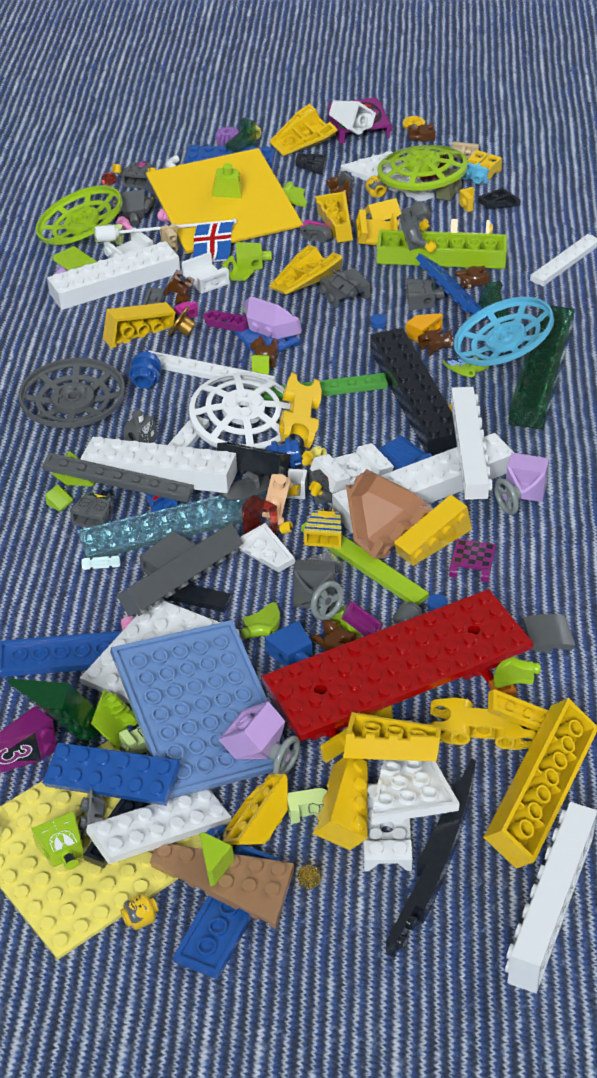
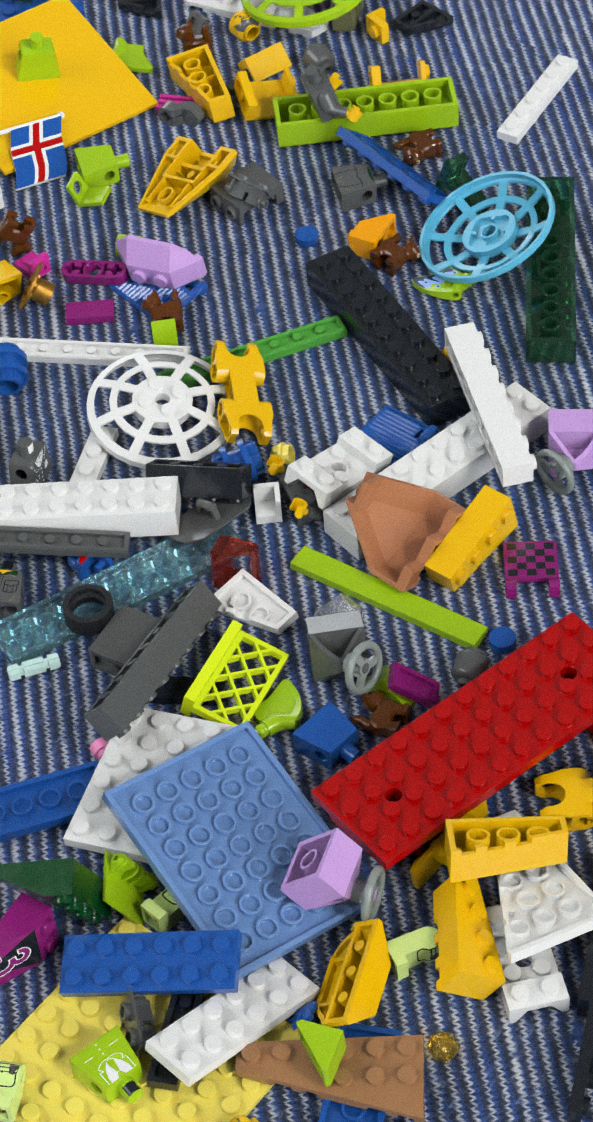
camera: 10 degrees left, 5 degrees up
(147, 520) = (85, 594): none -> black tyre
(204, 273) = (40, 202): white panel -> none
(215, 345) = (90, 312): none -> magenta tile
(226, 580) = (213, 670): none -> neon yellow fence
(277, 494) = (251, 526): light nougat torso -> none
(323, 529) = (326, 562): yellow torso -> none

